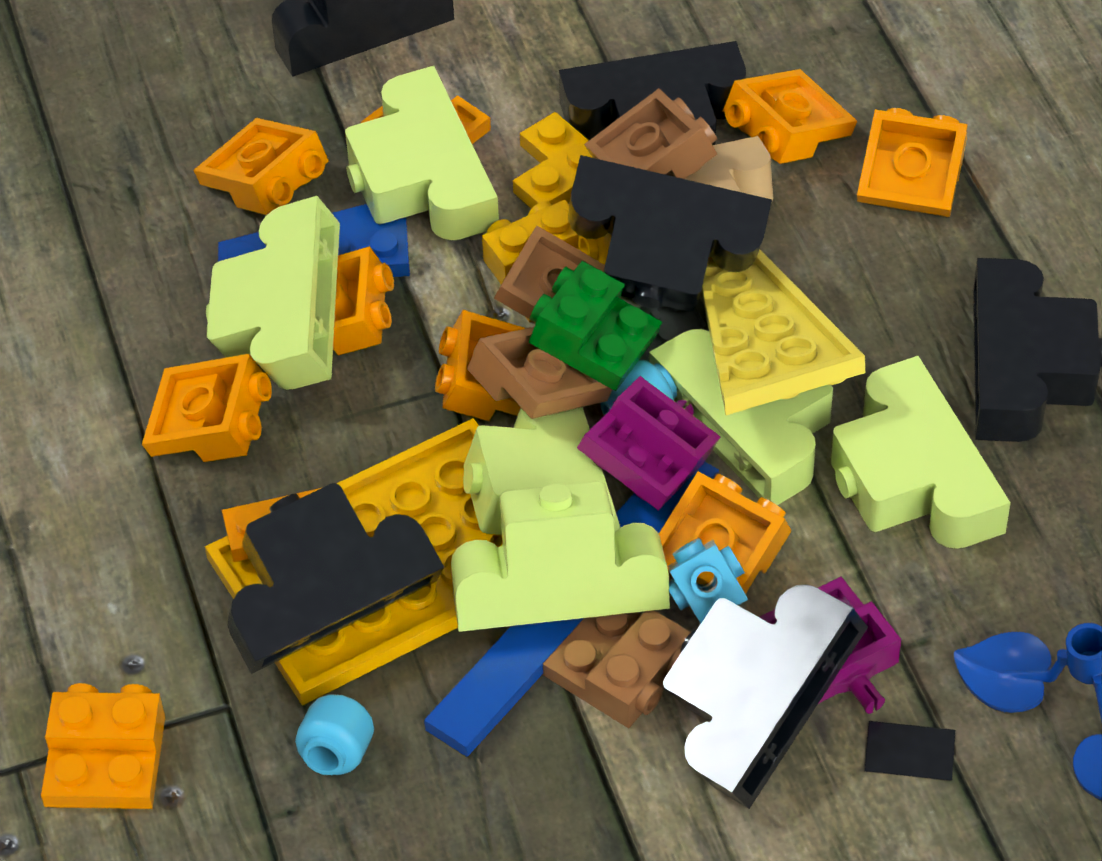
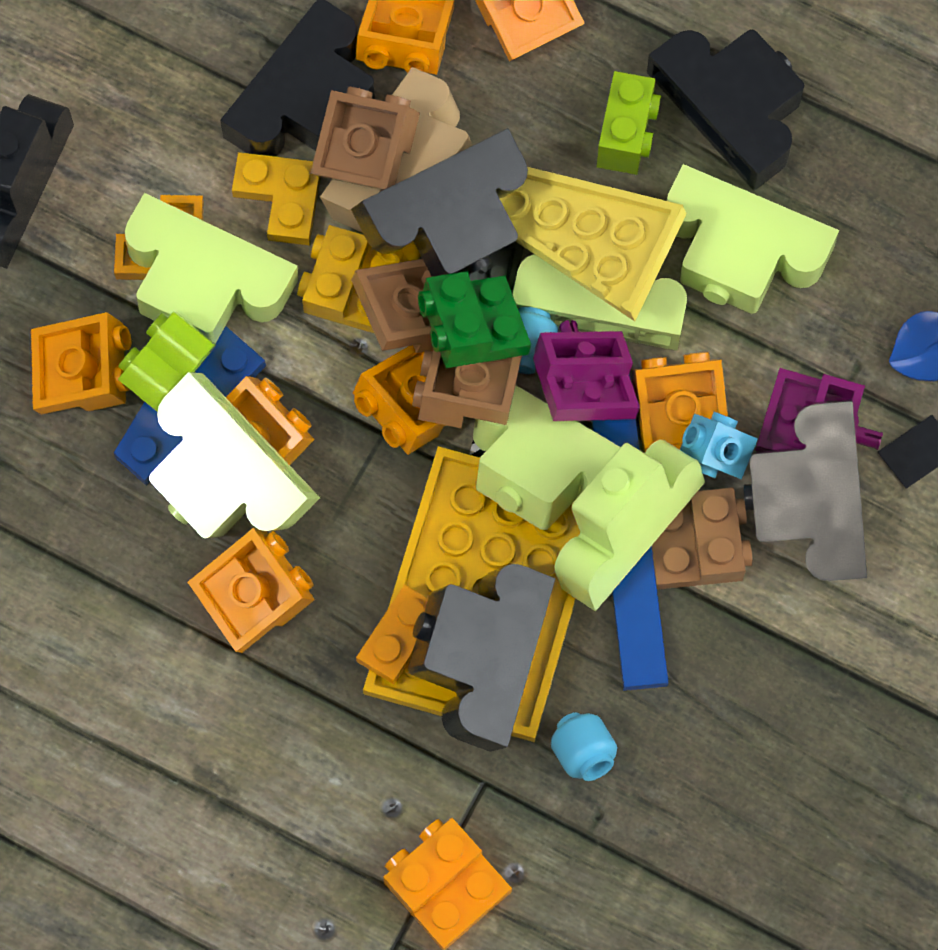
camera: 45 degrees left, 20 degrees up
(330, 173) = (166, 359): none -> lime brick
(904, 300) = (626, 122): none -> lime brick

